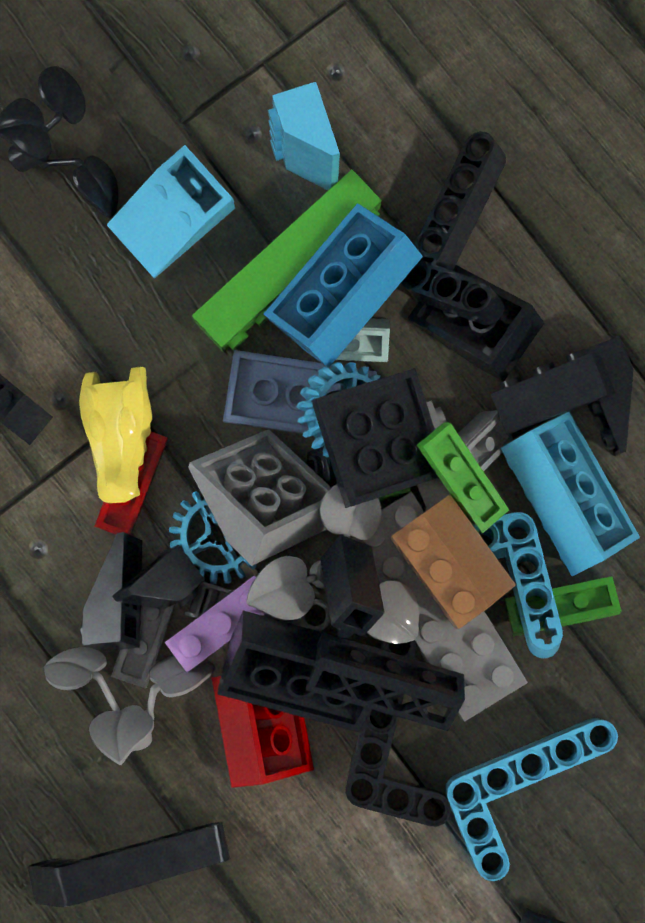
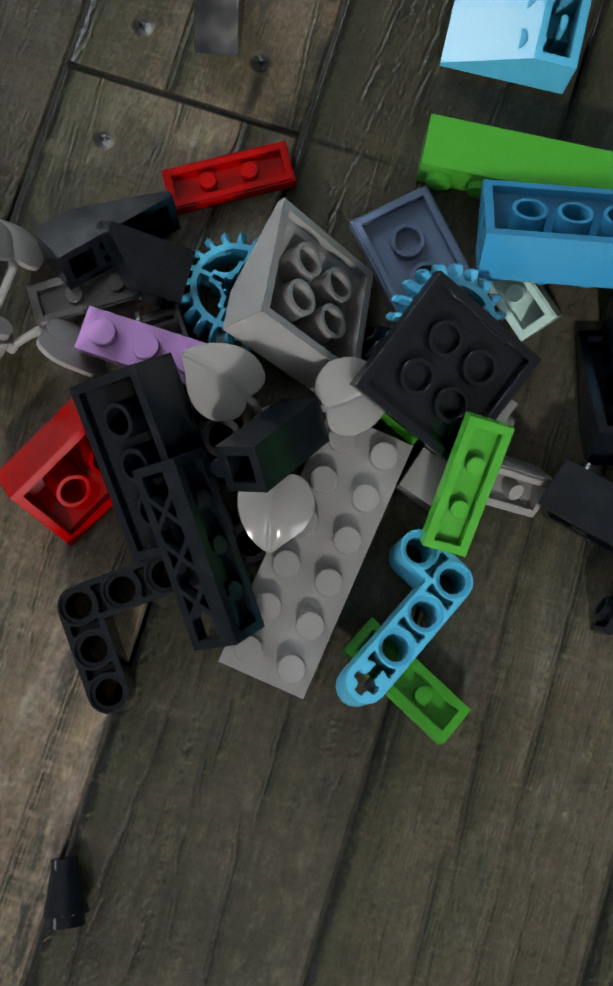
camera: 50 degrees right, 0 degrees up
(116, 426) = (270, 123): light yellow animal -> none
(453, 562) = (373, 532): medium nougat slope -> none
(516, 779) = (161, 731): medium azure beam -> none
(570, 493) = (523, 607): medium azure slope -> none

